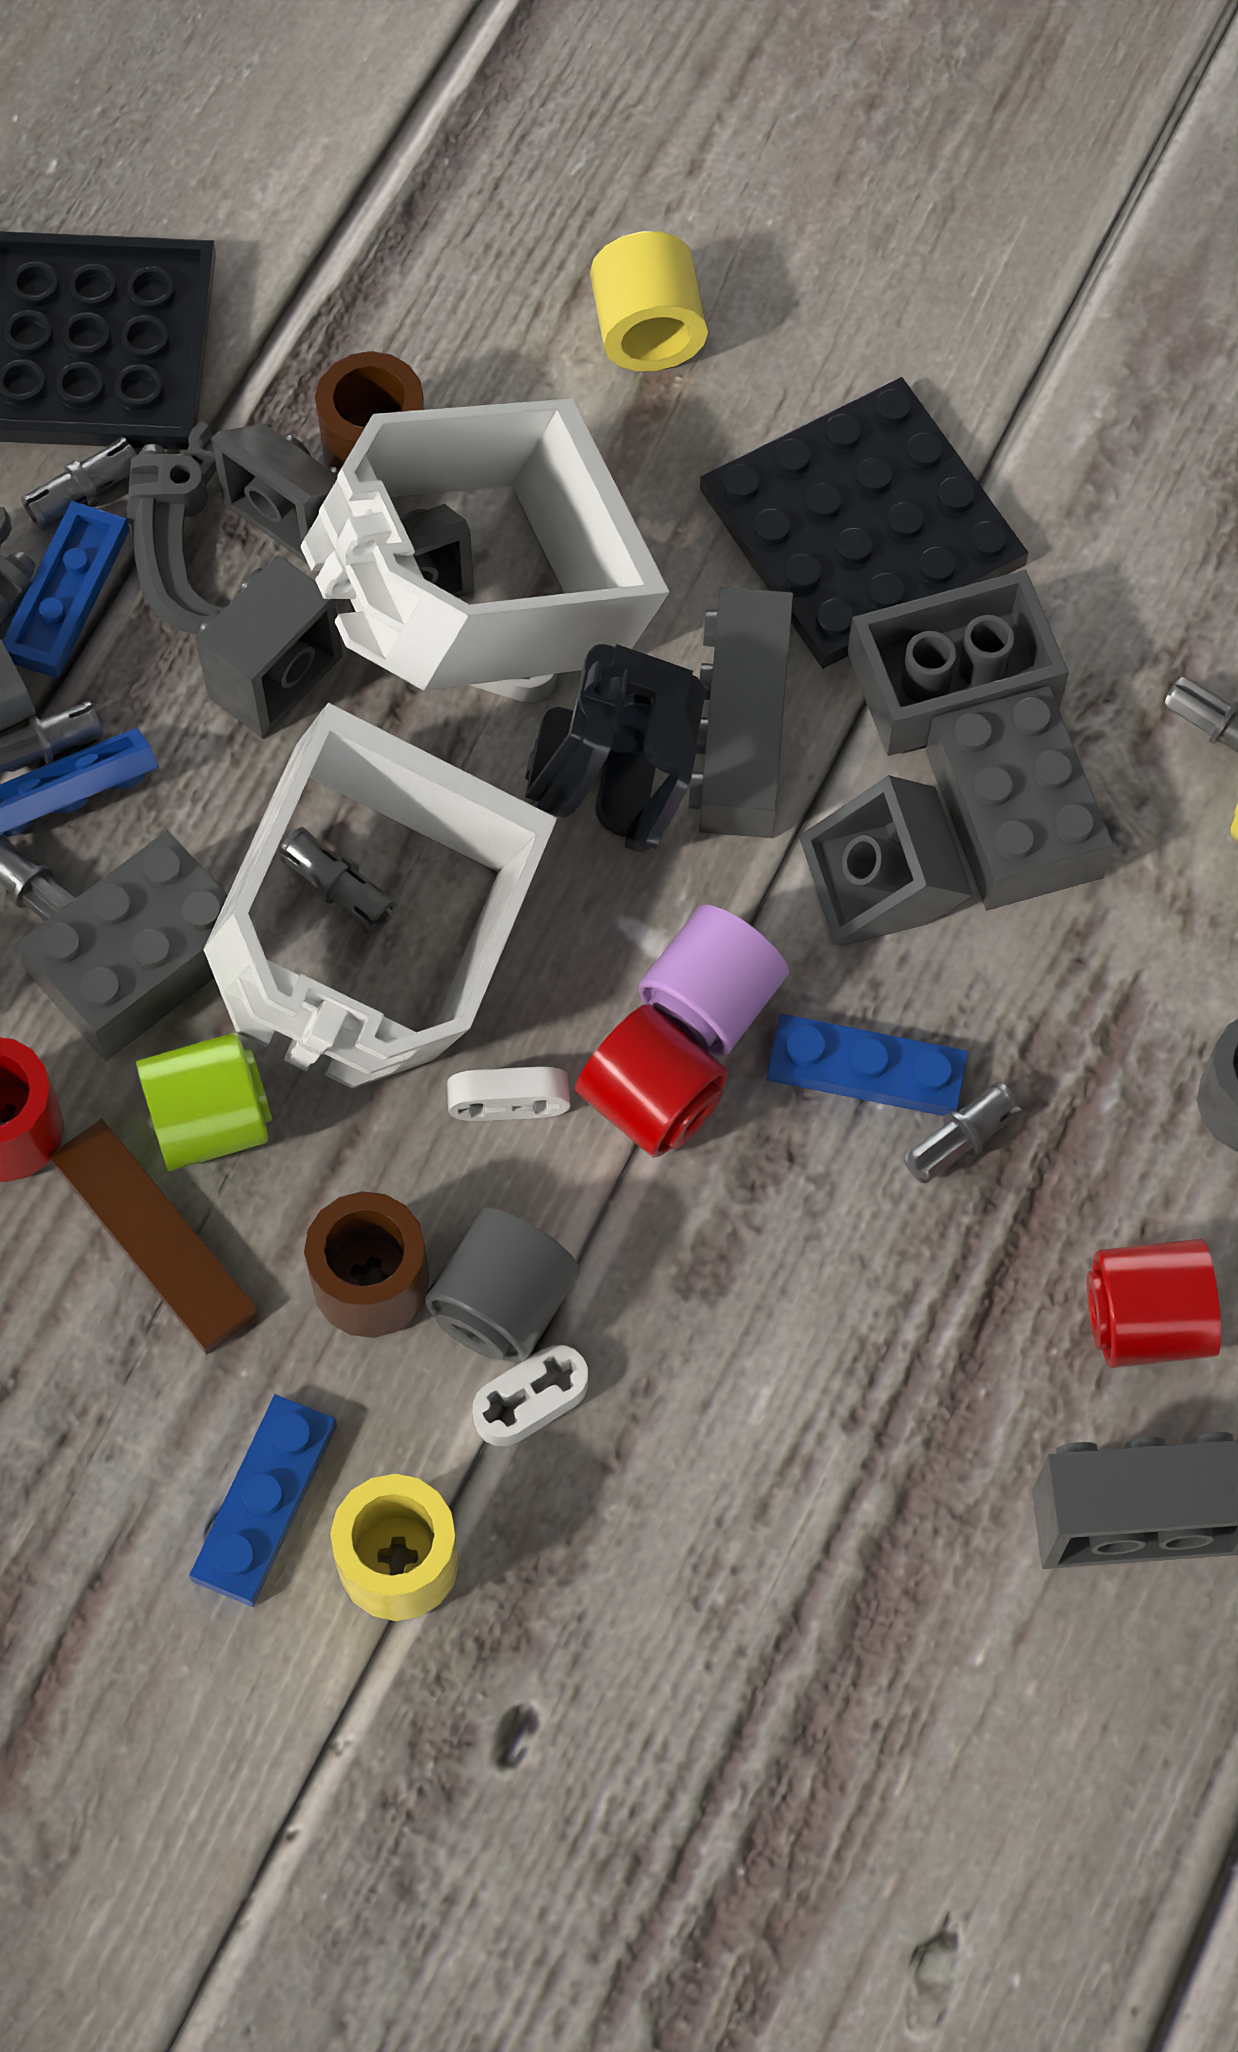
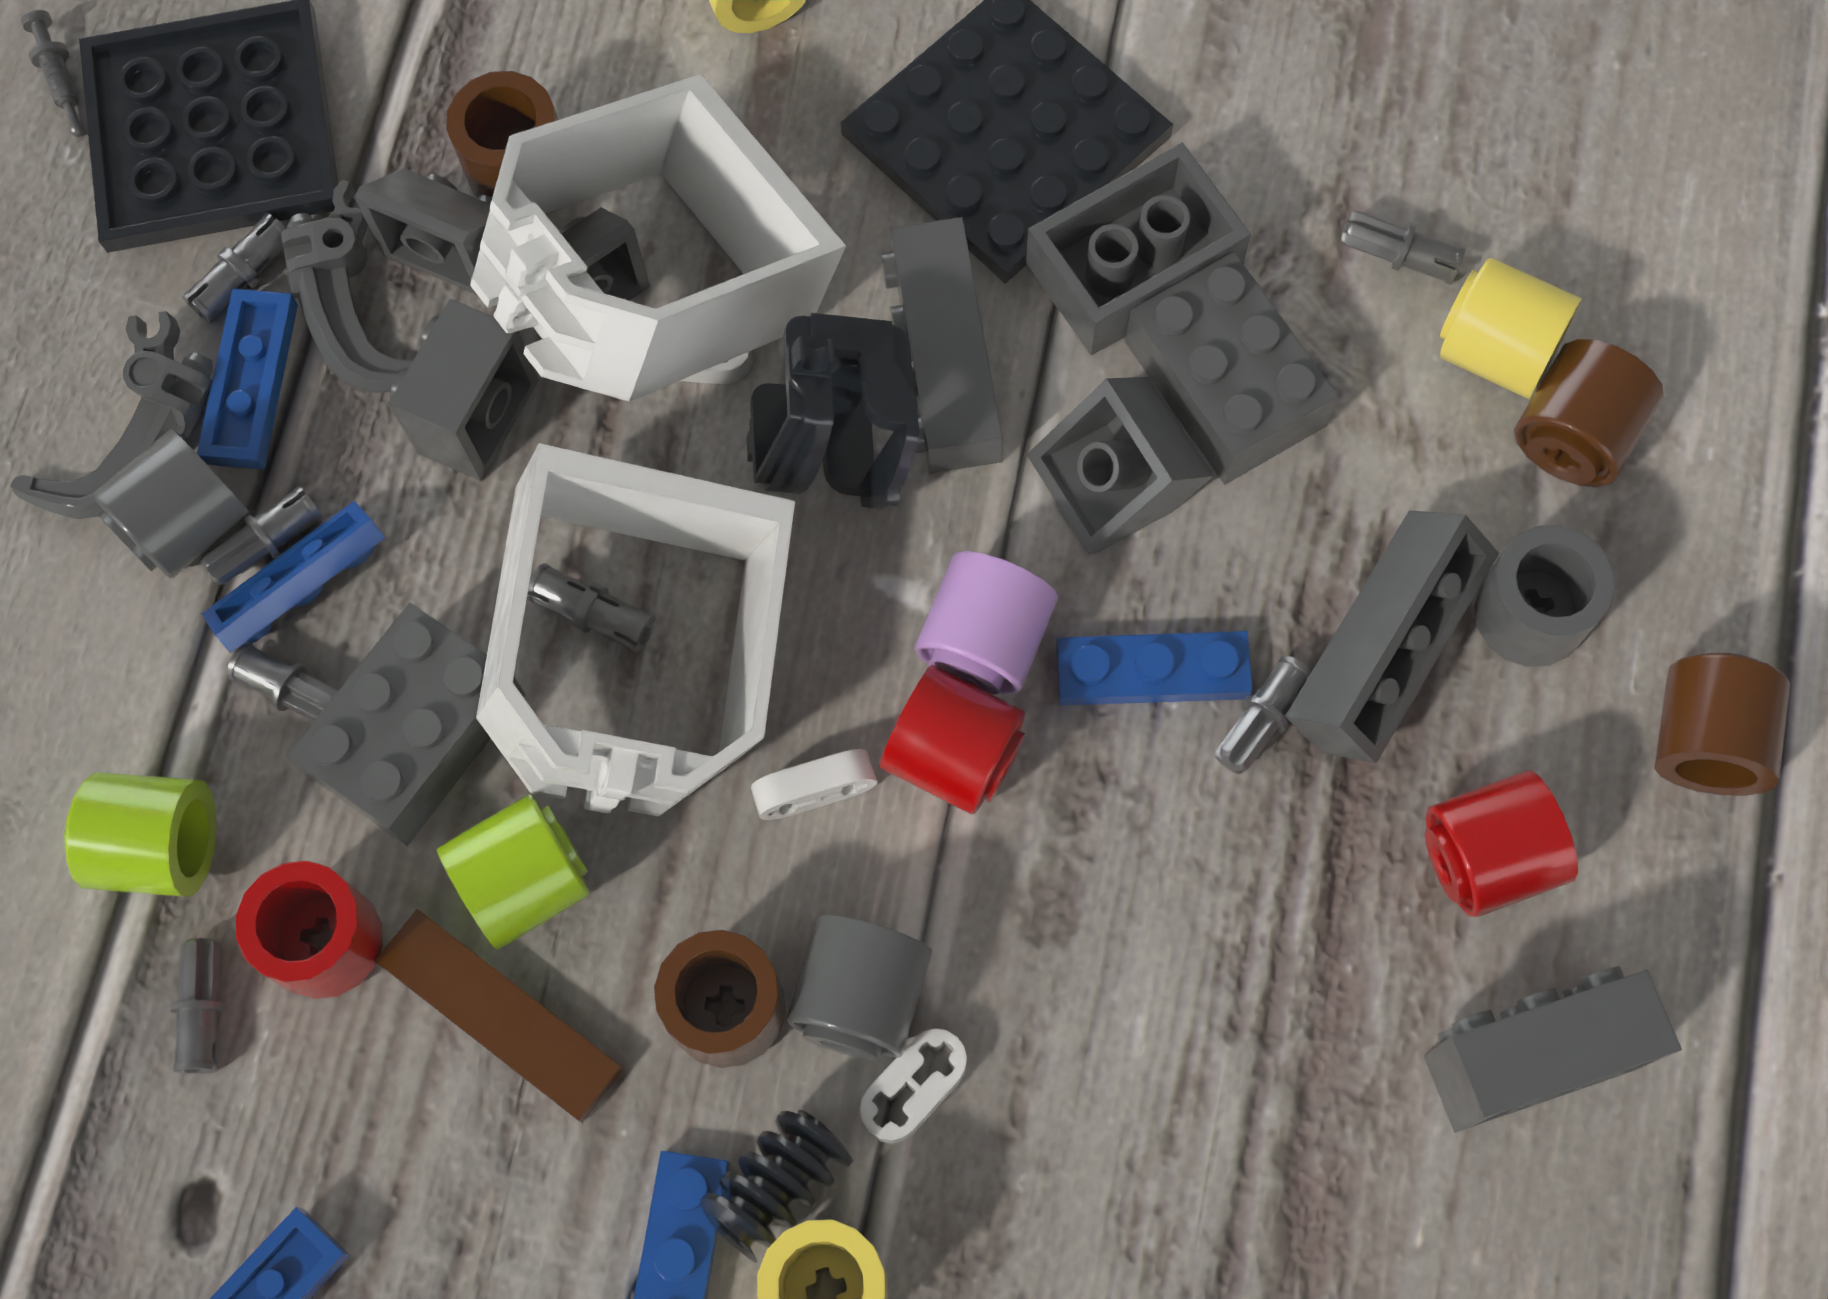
camera: 10 degrees left, 5 degrees up
(373, 1441) = (774, 1181): none -> black piece
(1106, 1085) = (1392, 635): none -> dark grey brick

